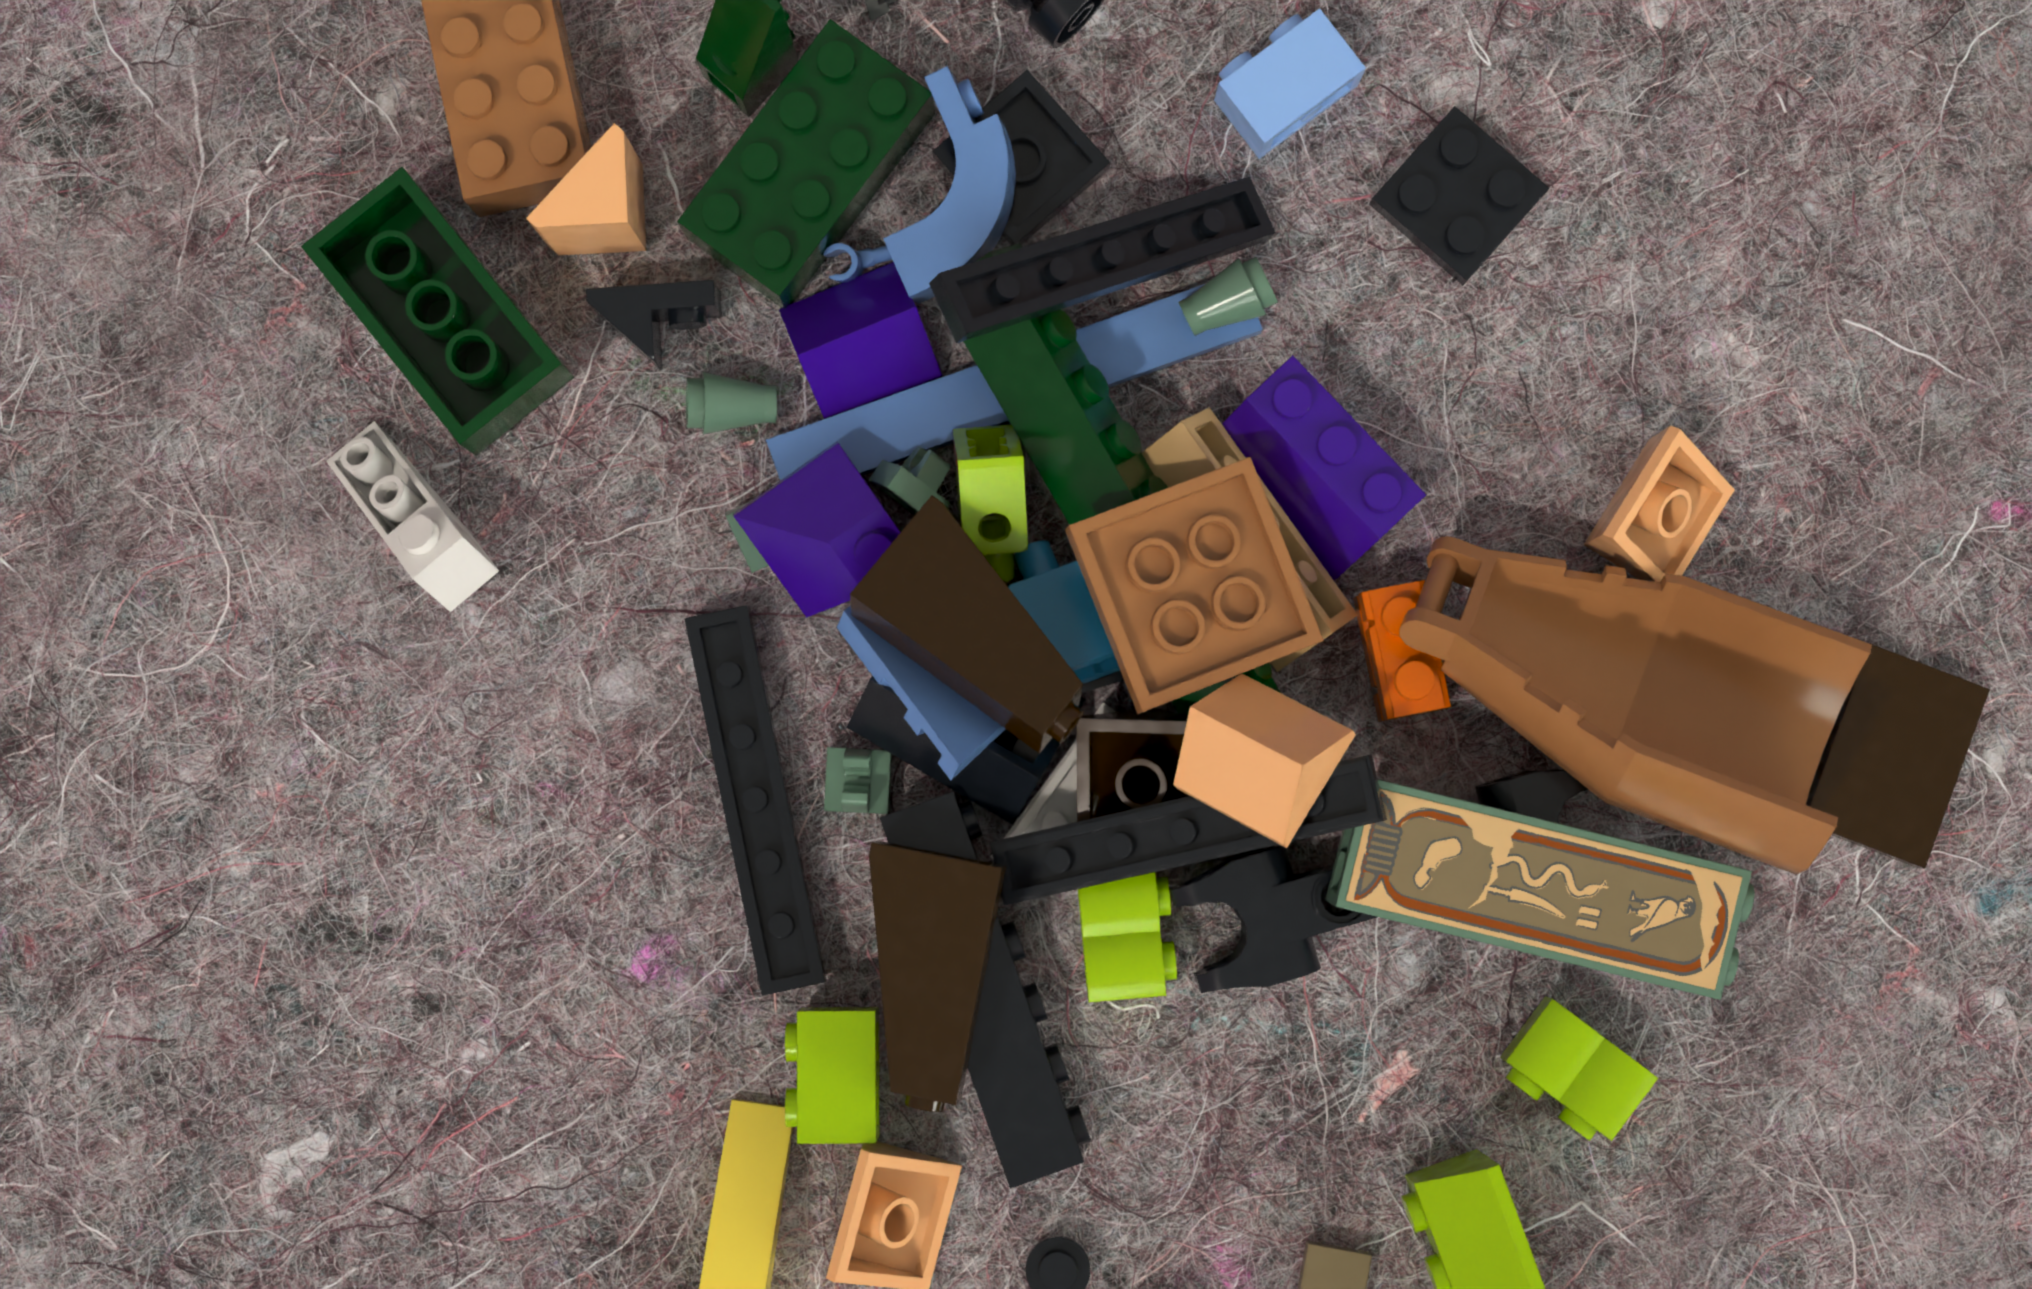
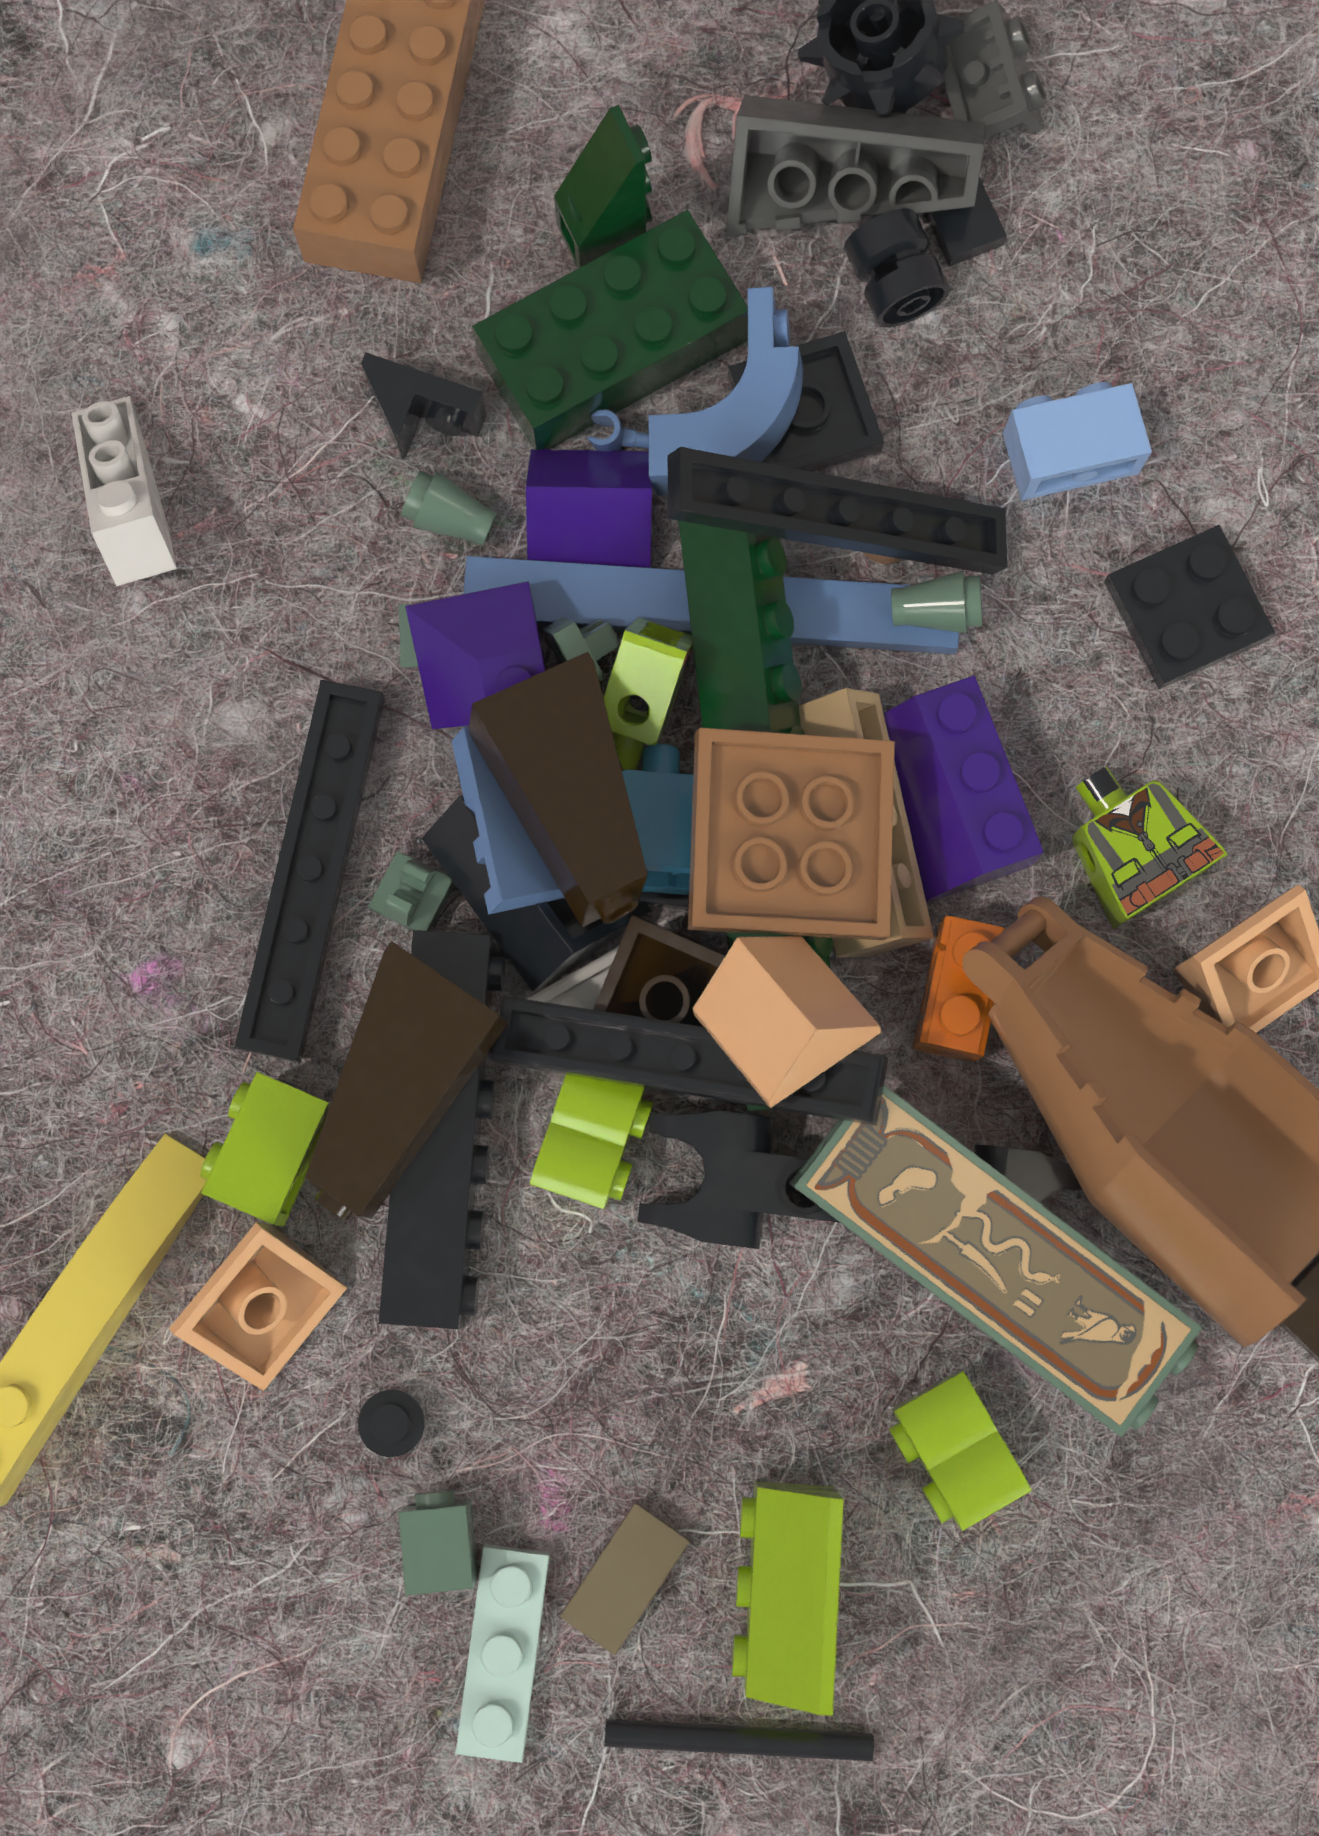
camera: 20 degrees right, 5 degrees down
(437, 312) = (226, 320): dark green brick -> none
(597, 202) = (409, 281): light nougat slope -> none
(1508, 446) = (1139, 845): none -> torso

